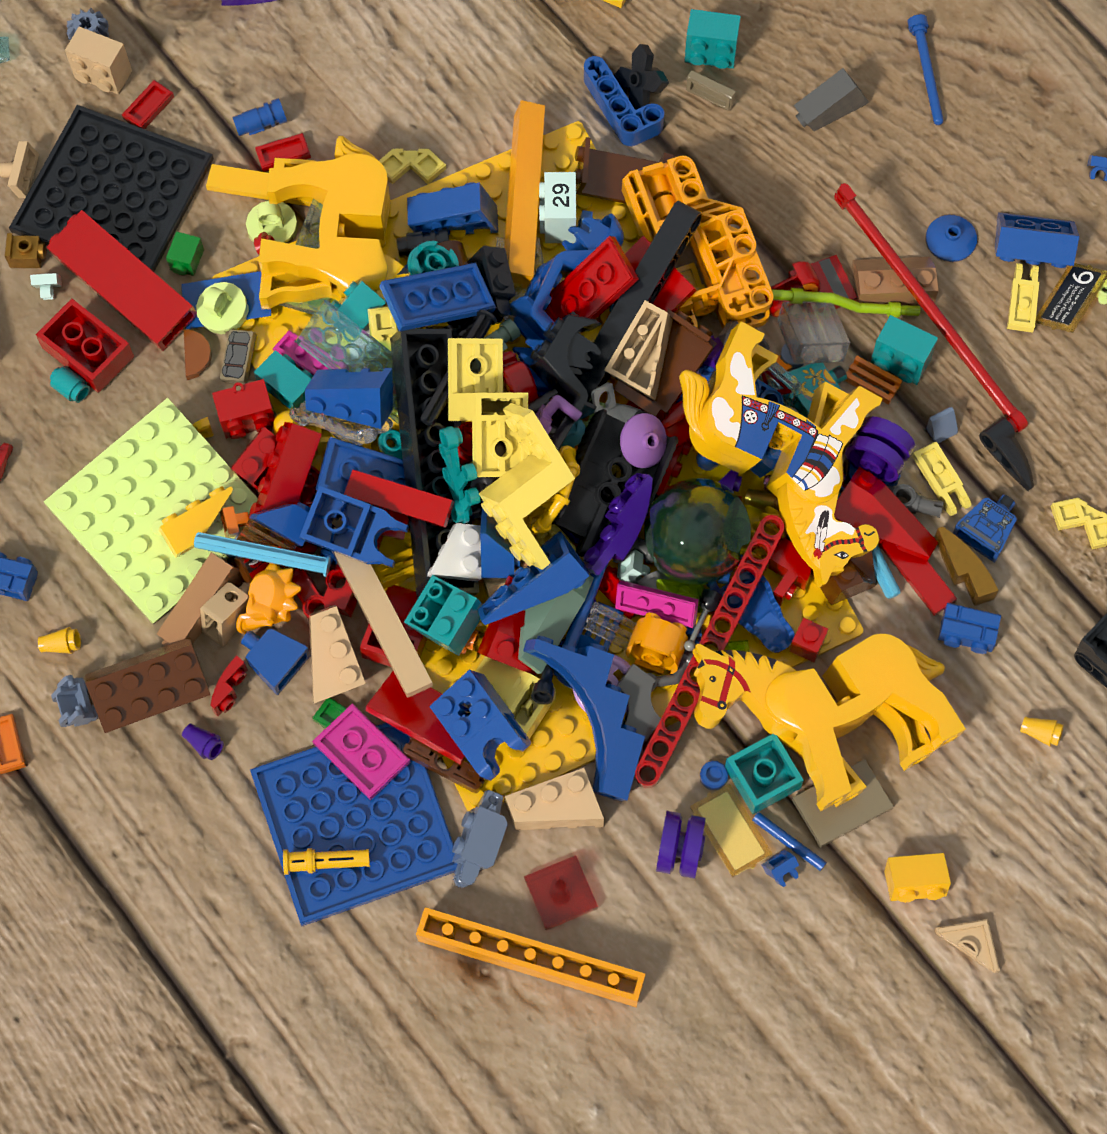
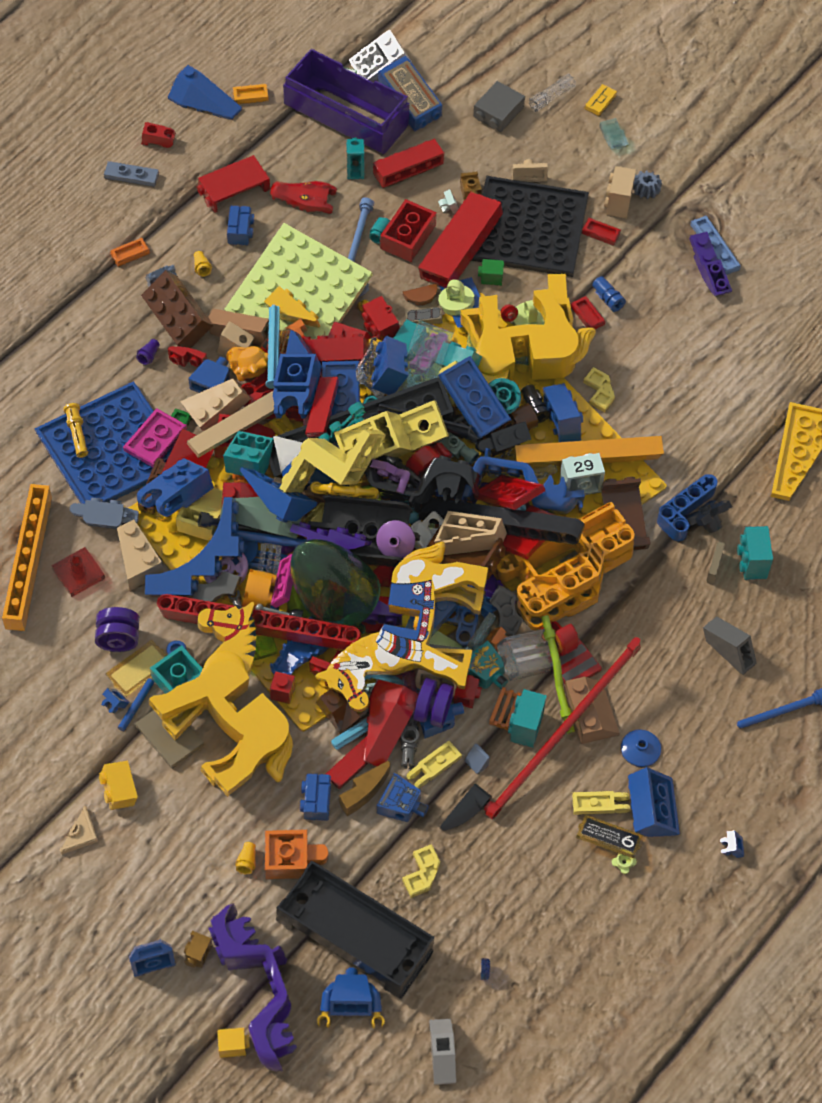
camera: 75 degrees right, 10 degrees down
(18, 396) = (366, 206): none -> medium blue piece
(1051, 672) = (292, 845): none -> orange brick

